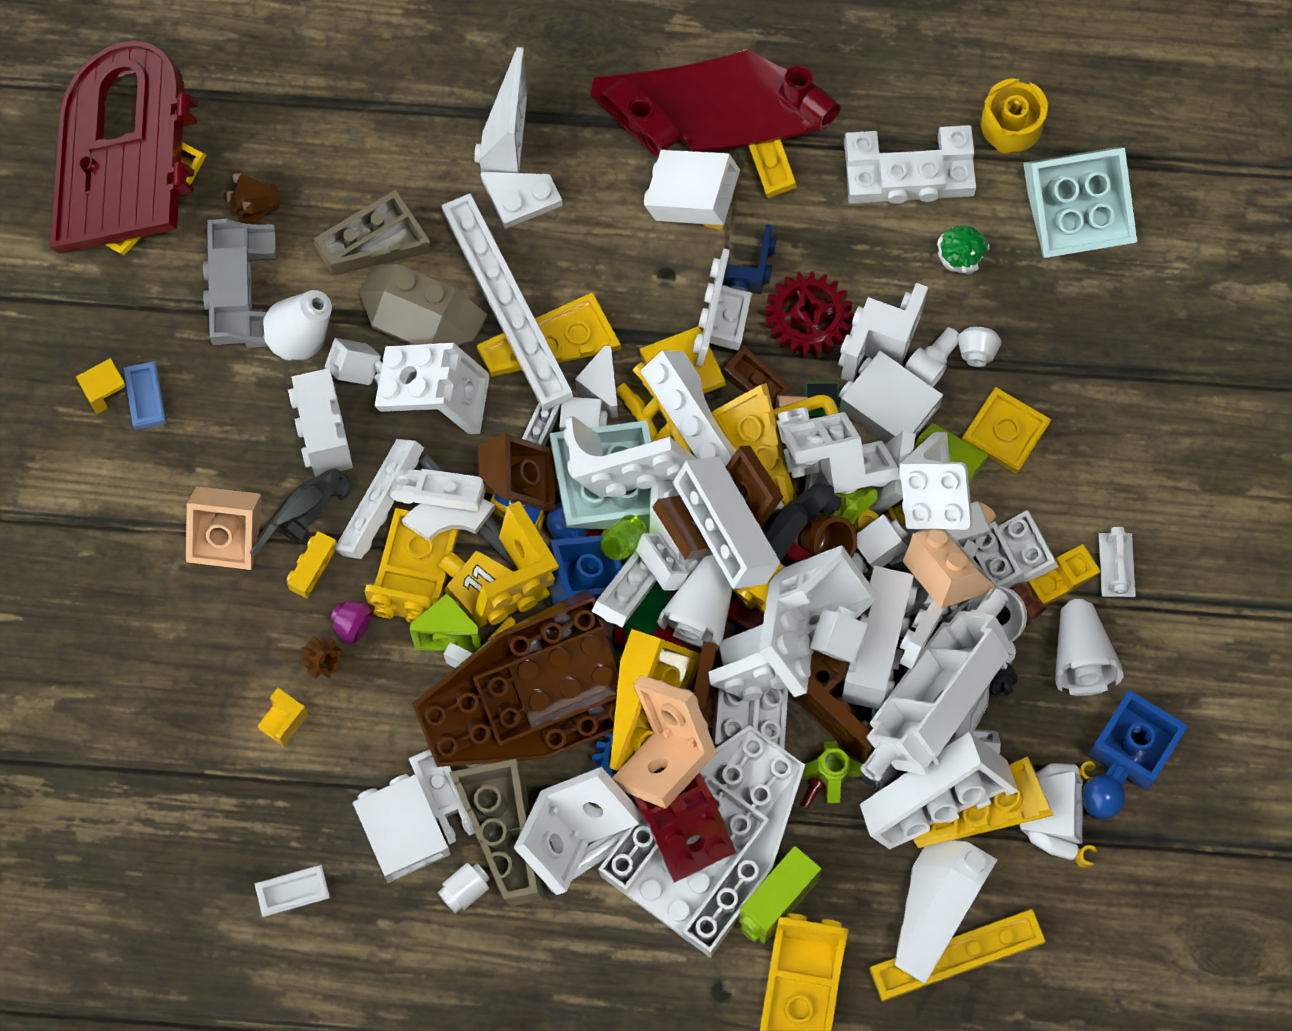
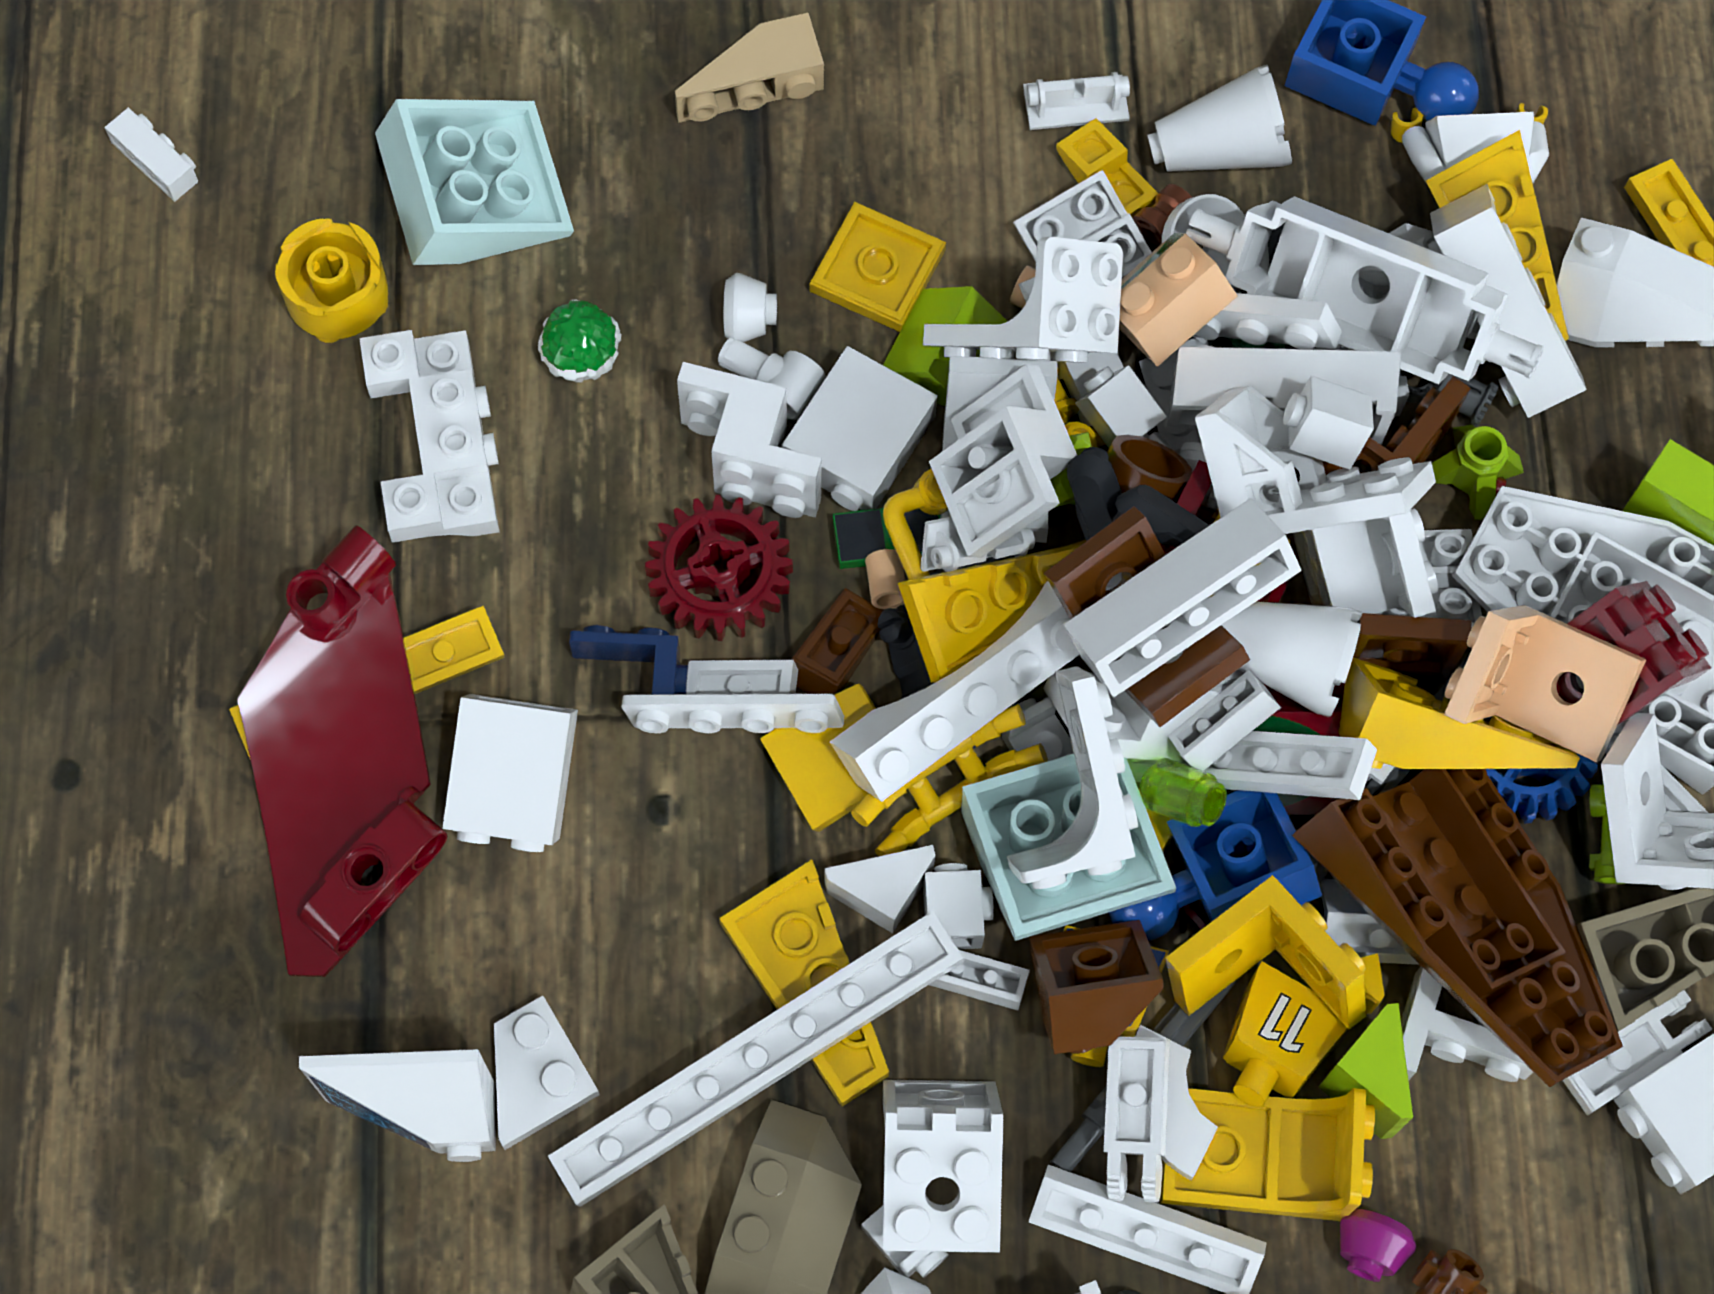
camera: 100 degrees left, 0 degrees up
(1111, 28) = (152, 153): none -> white piece
(1152, 374) = (763, 66): none -> tan slope

